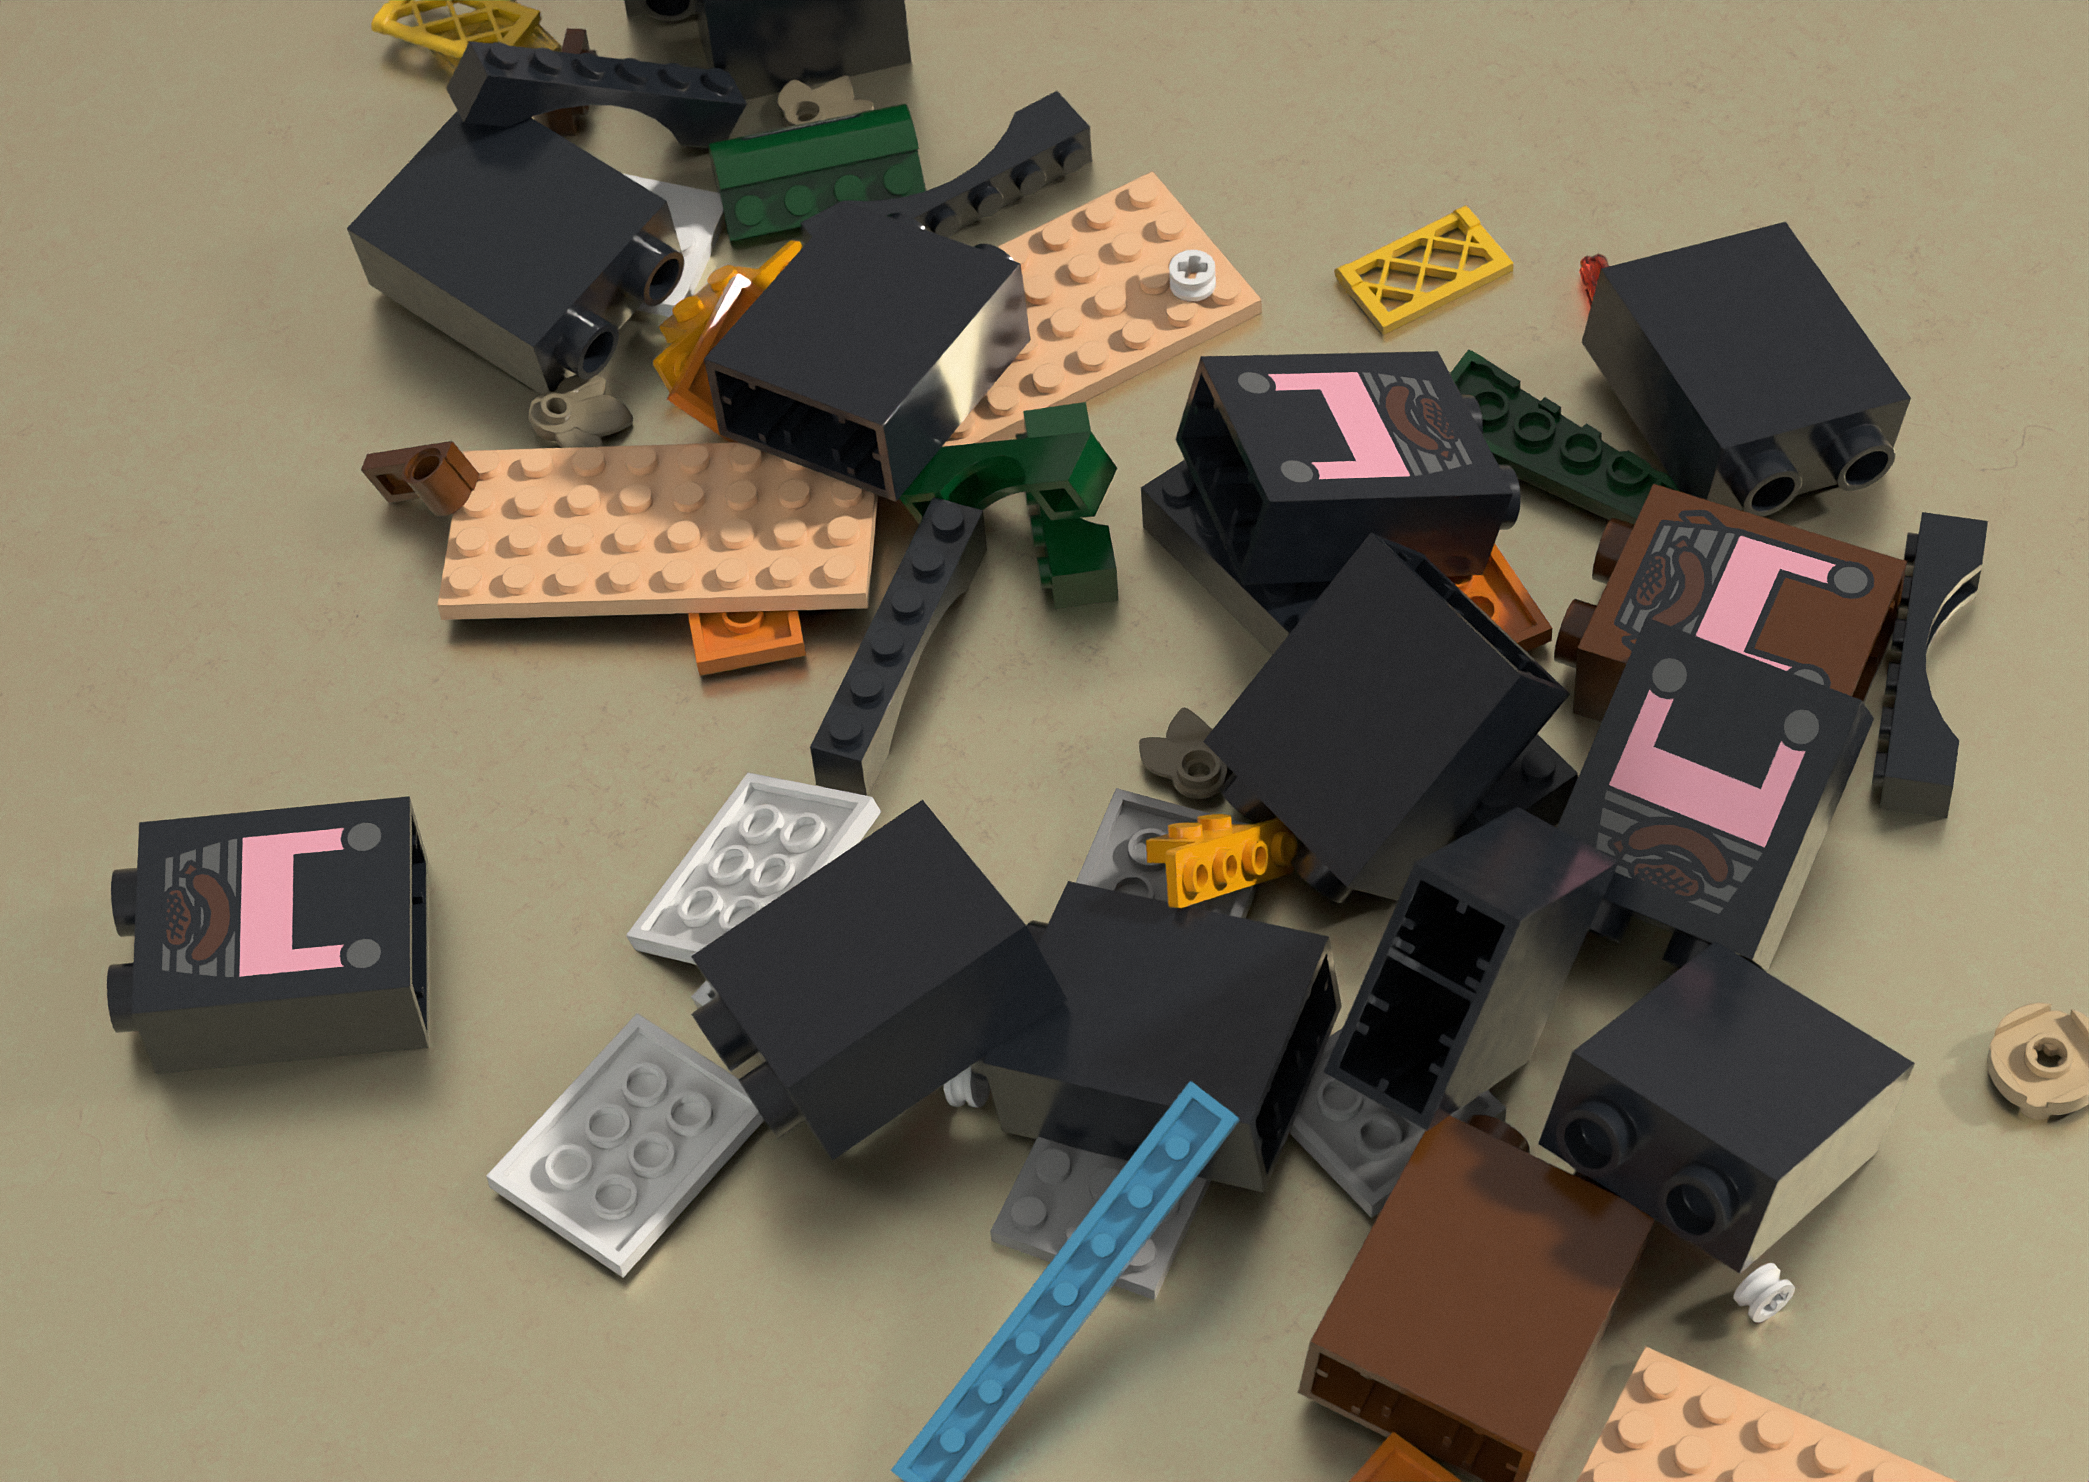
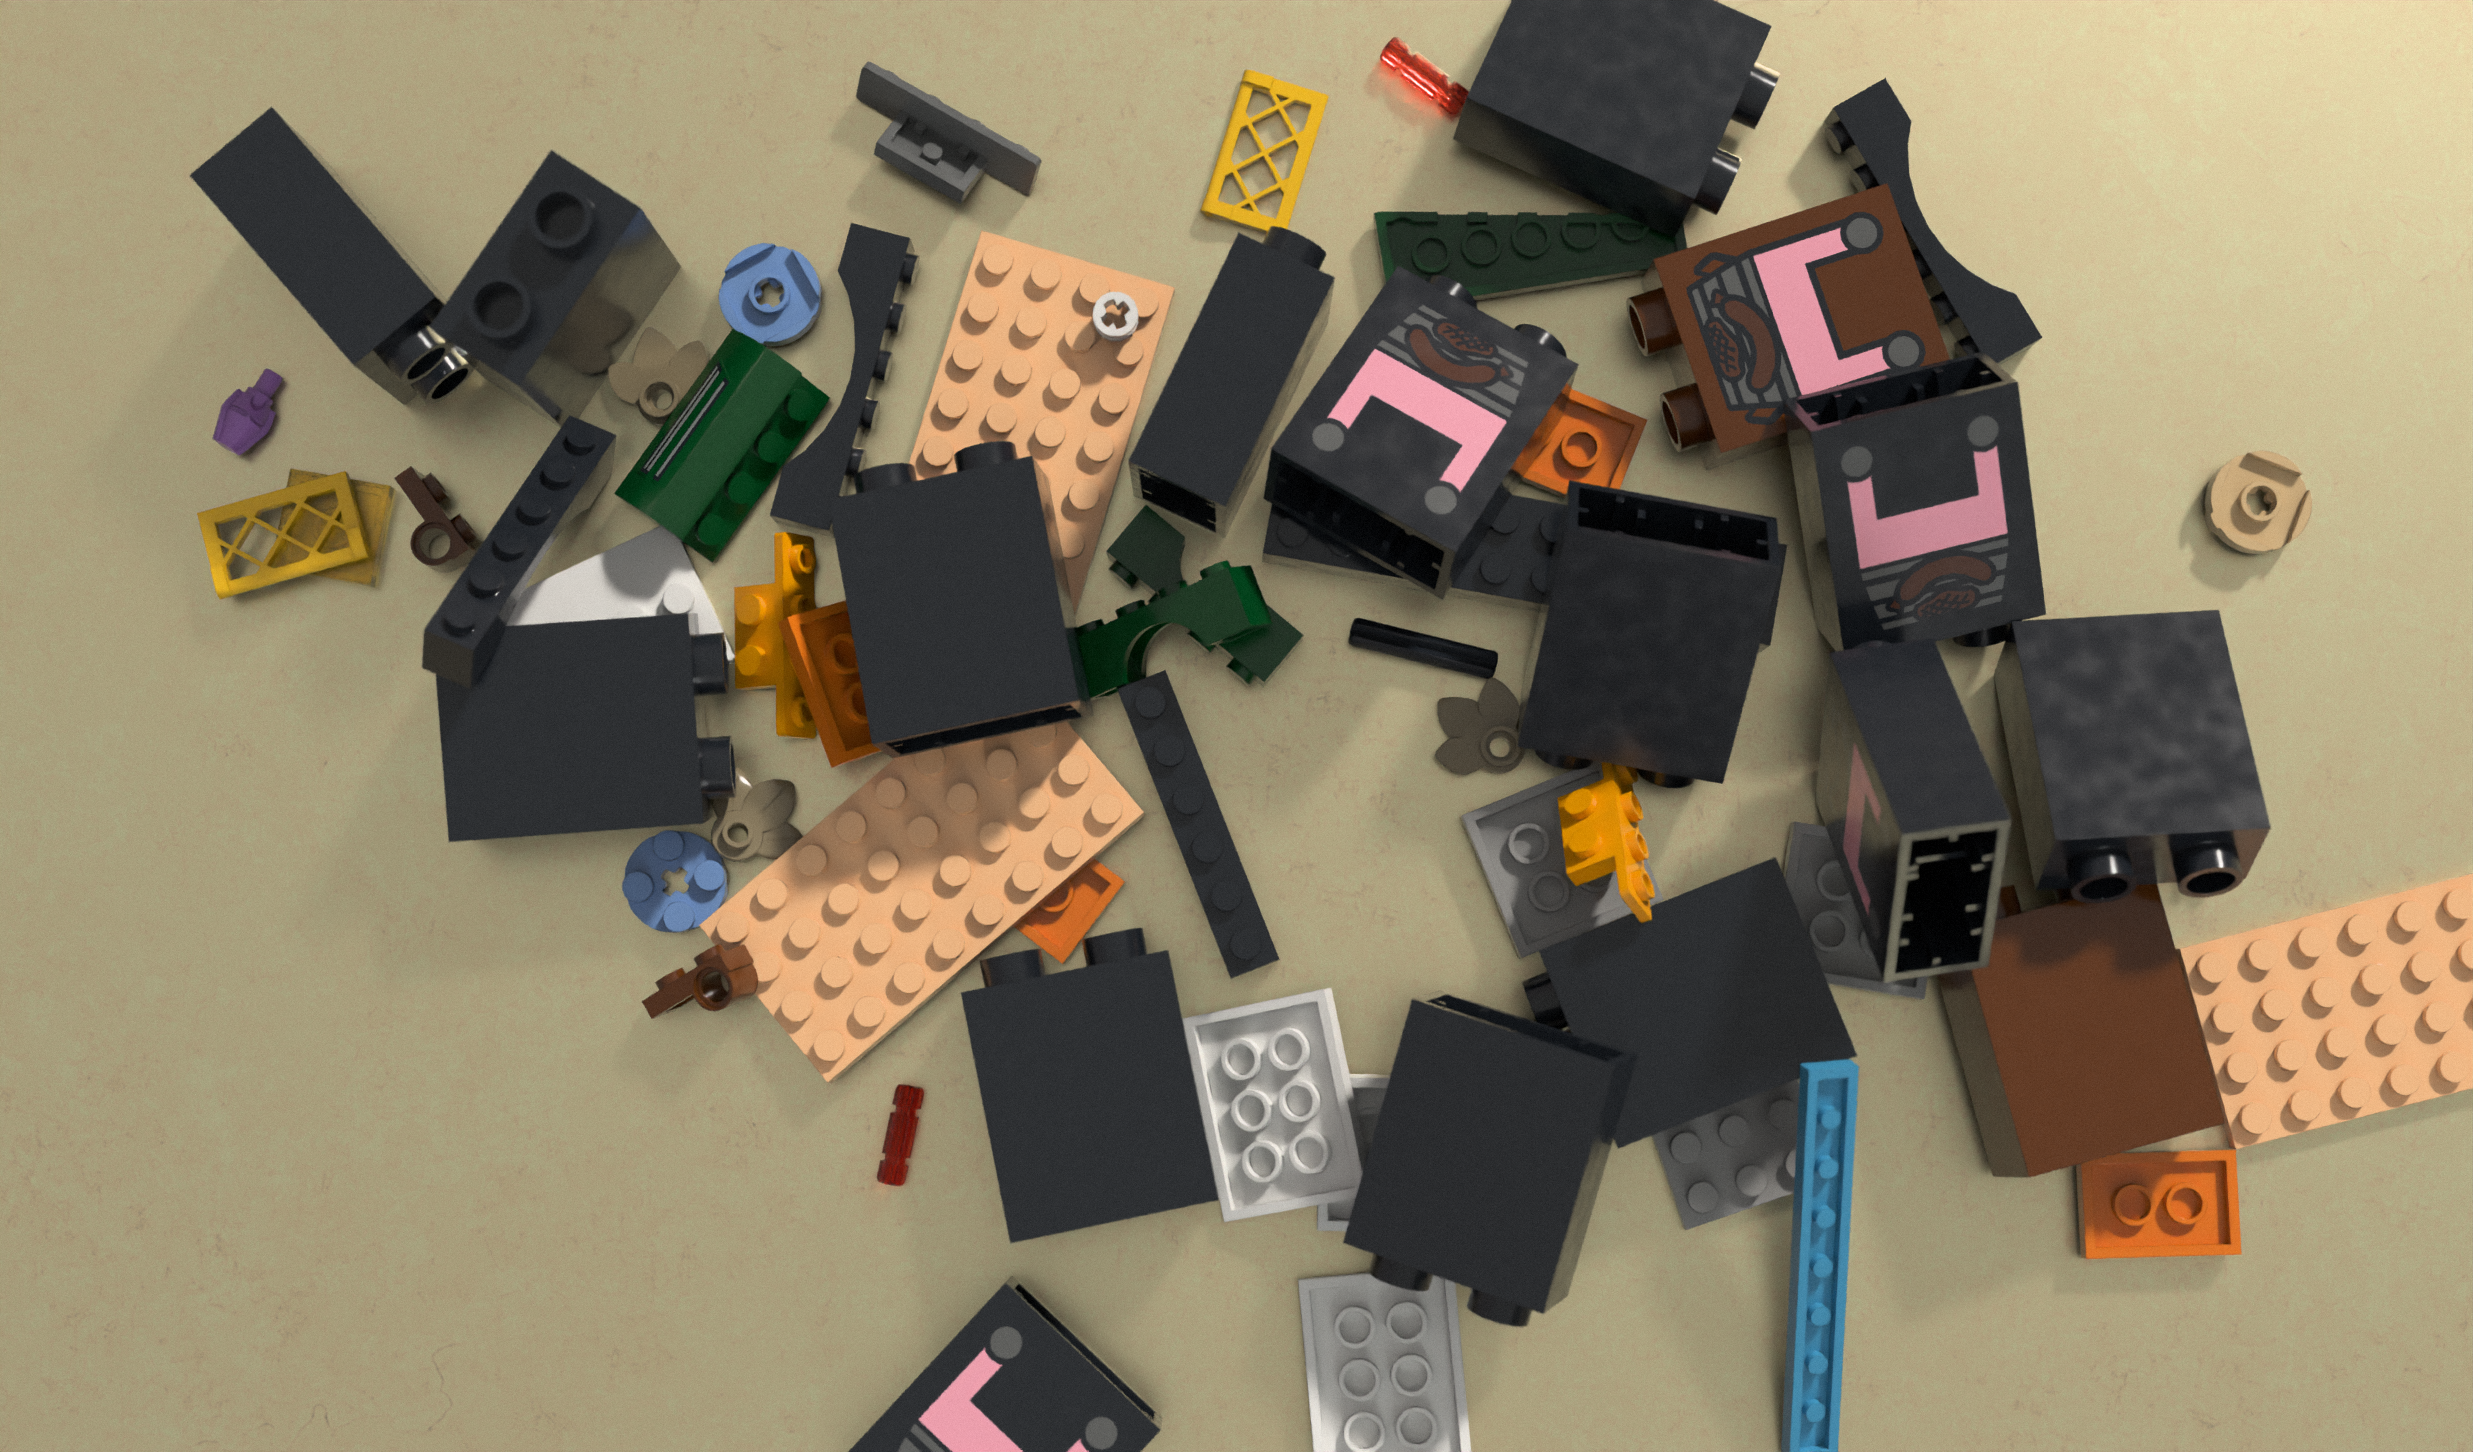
camera: 50 degrees left, 30 degrees up
(452, 694) = (900, 1135): none -> clear red axle
(477, 393) = (646, 887): none -> medium blue plate
(617, 748) = (1088, 1088): none -> black brick
(960, 132) = (779, 266): none -> medium blue plate
(1181, 98) = (940, 142): none -> dark grey bracket
(1199, 654) = (1423, 648): none -> black axle
(1245, 291) = (1234, 379): none -> black brick

